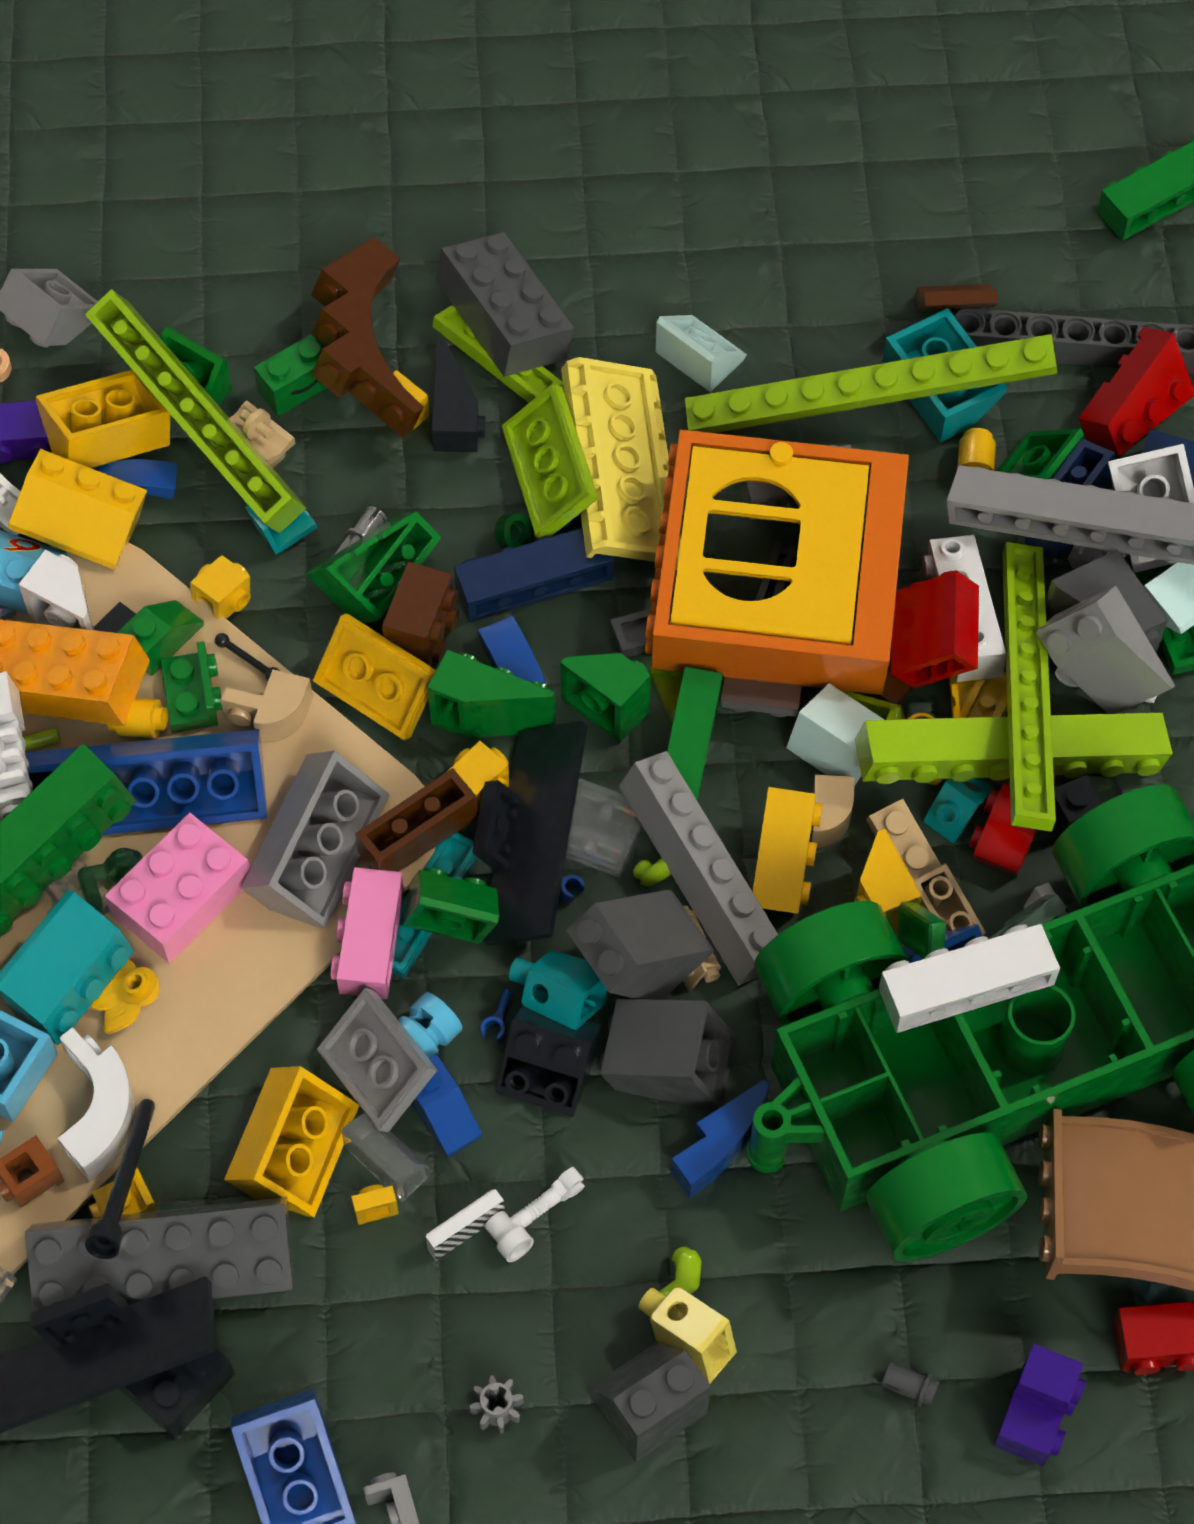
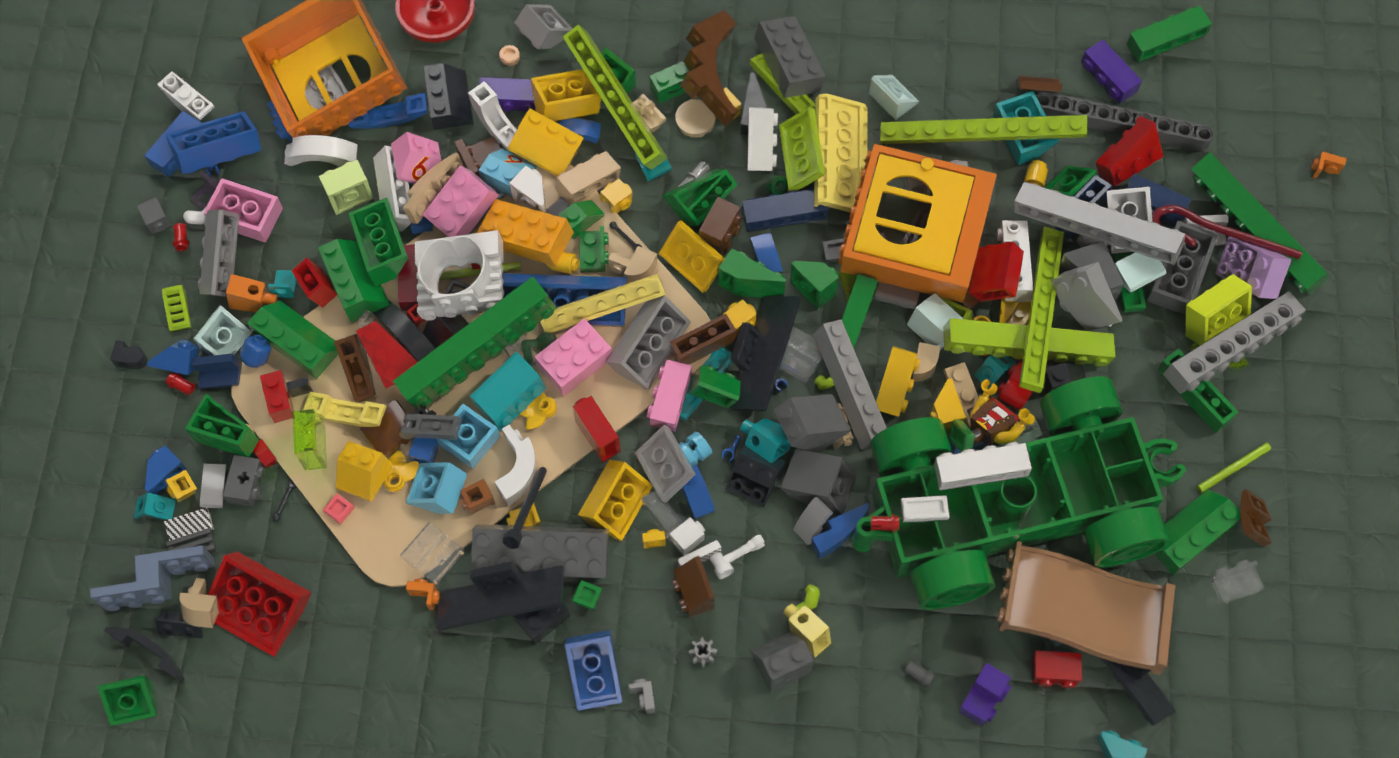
camera: 10 degrees right, 5 degrees up
(163, 561) = (587, 178): none -> tan brick
(223, 781) = (604, 303): none -> light yellow tile
(239, 1012) = (596, 428): none -> red brick
(262, 1328) = (587, 595): none -> green tile
(347, 433) = (694, 118): none -> tan tile
(438, 1189) = (687, 536): none -> white brick
(463, 1284) = (693, 587): none -> reddish brown slope
(473, 451) = (761, 139): none -> white slope
(667, 1125) = (811, 520): none -> light grey slope
(806, 1108) = (885, 523): none -> red pin
(874, 1071) = (924, 508): none -> white tile
(977, 896) = (995, 422): none -> torso
(1078, 261) = (1111, 71): none -> dark purple brick

